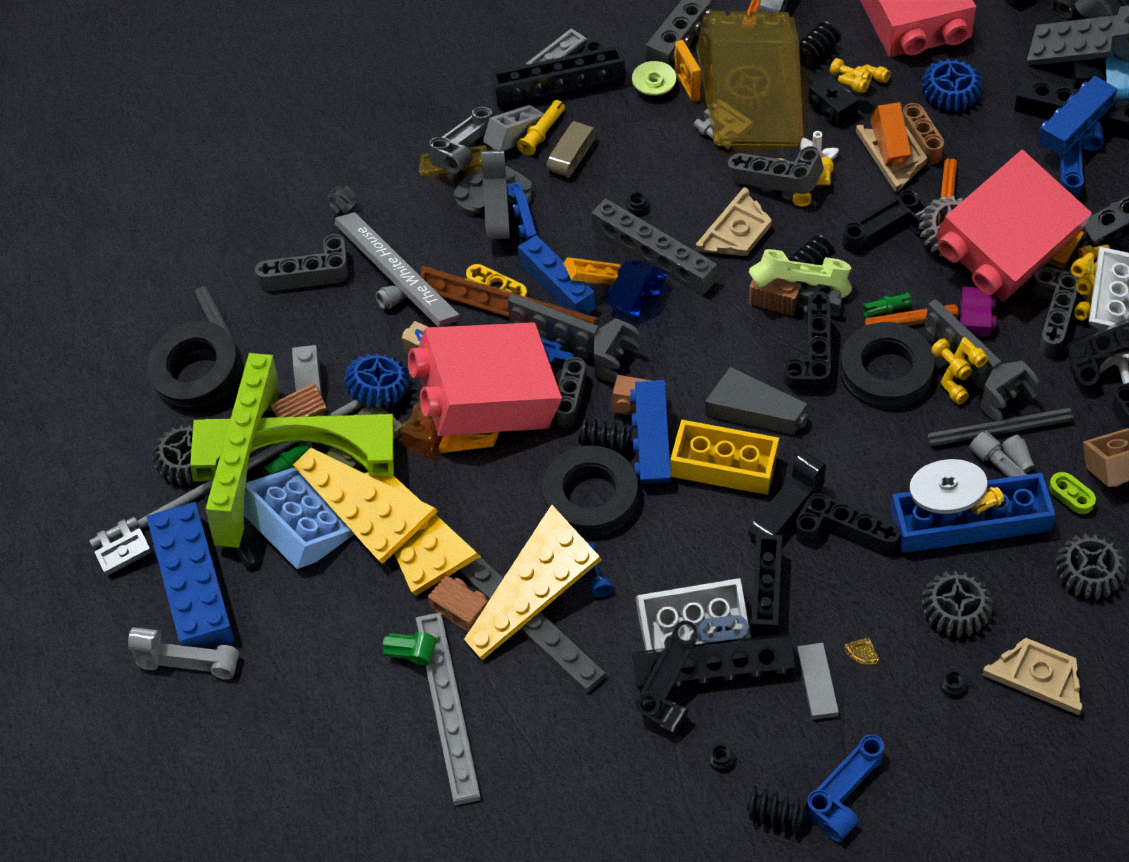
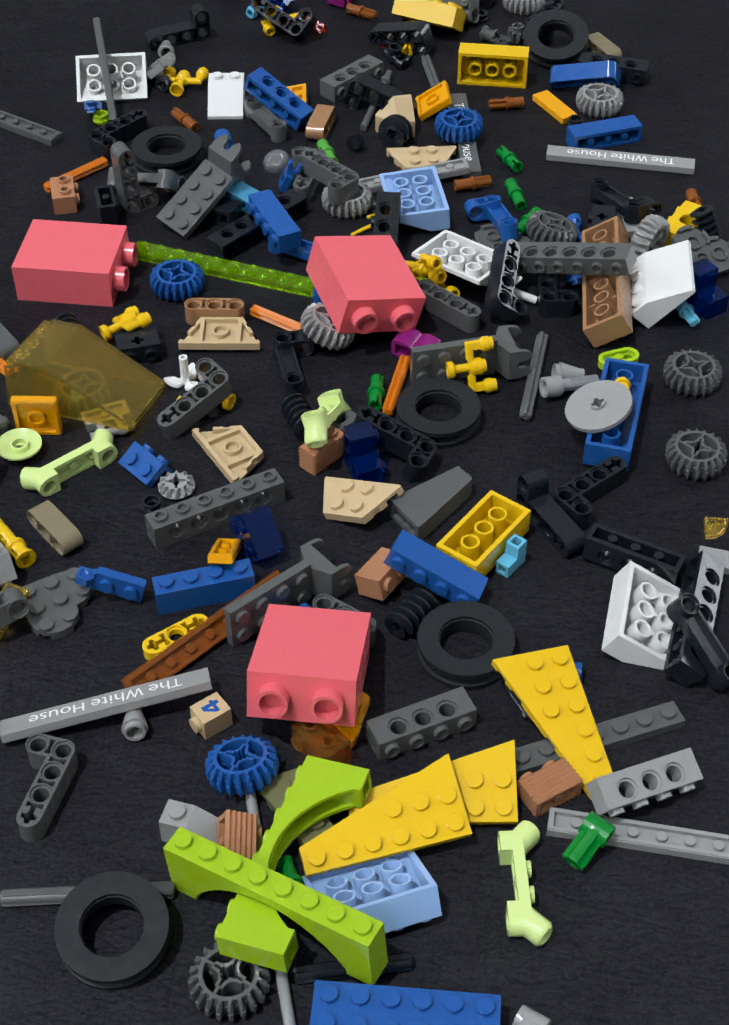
camera: 70 degrees left, 10 degrees down
(383, 597) = (520, 916): none -> yellowish green plate
(459, 463) = (421, 723): none -> dark grey brick
(495, 195) = (80, 593): dark grey beam -> none
(522, 691) = (605, 789): none -> light grey brick
(670, 215) = (184, 488): none -> light grey gear
(676, 135) = (47, 479): none -> yellowish green plate
(684, 175) = (143, 464): none -> blue bracket
(717, 492) = (513, 557): none -> medium azure piece
(721, 342) = (356, 499): none -> tan wing
(723, 635) = (667, 591): sand blue beam -> none
(781, 327) = (362, 453): none -> clear blue brick
(891, 134) = (213, 320): orange slope -> none
(996, 94) = (230, 269): none -> clear neon green plate

